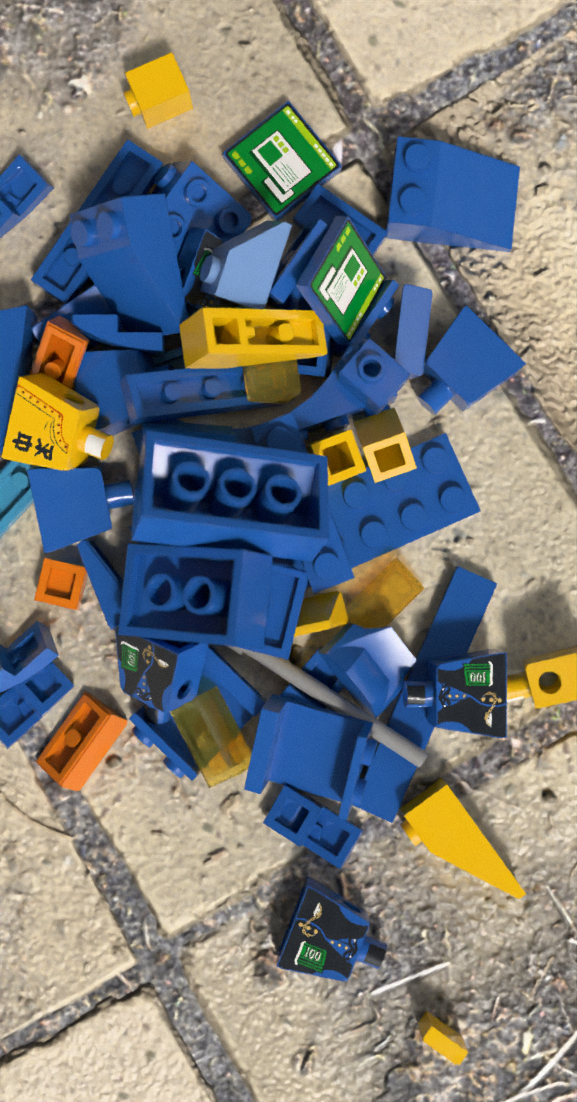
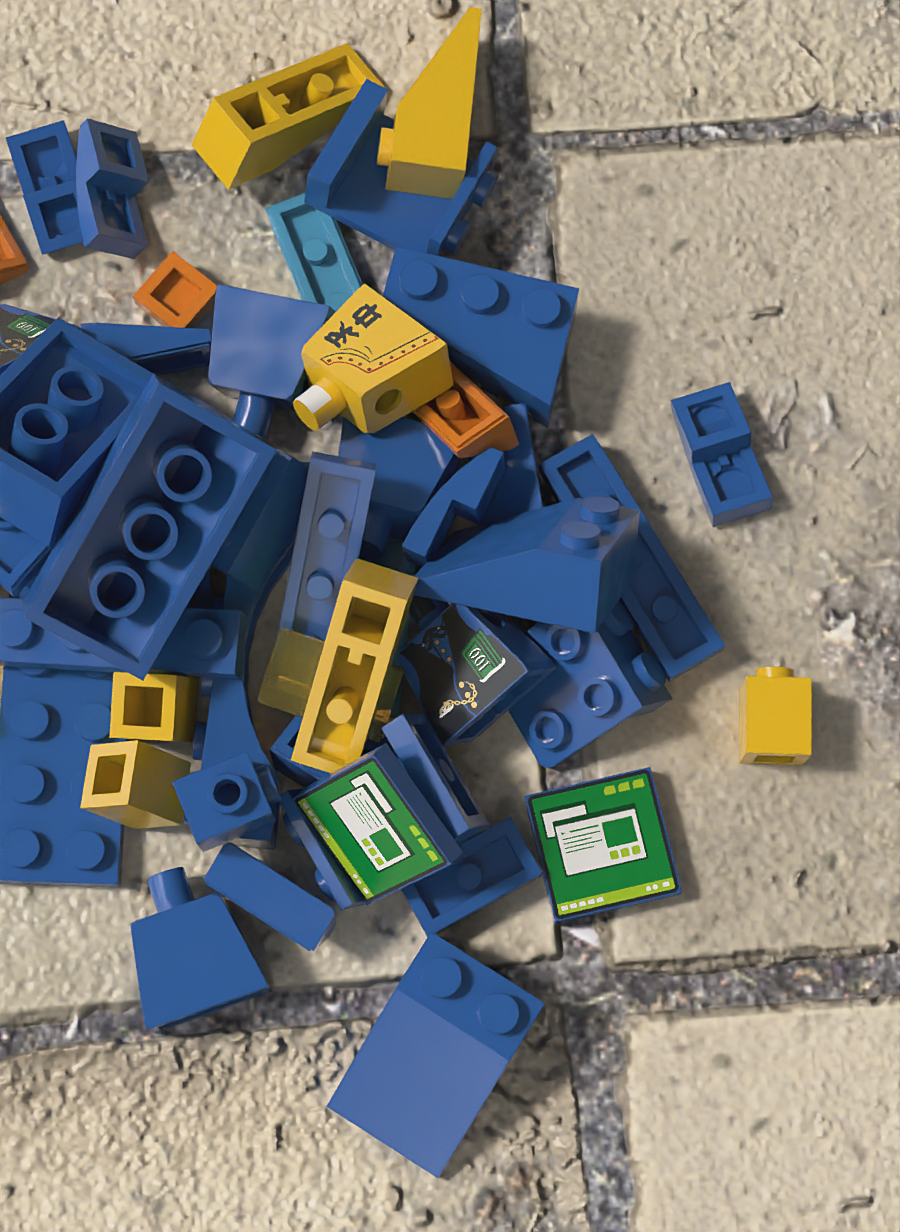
camera: 115 degrees right, 10 degrees down
(246, 265) = (455, 701): medium blue slope -> none

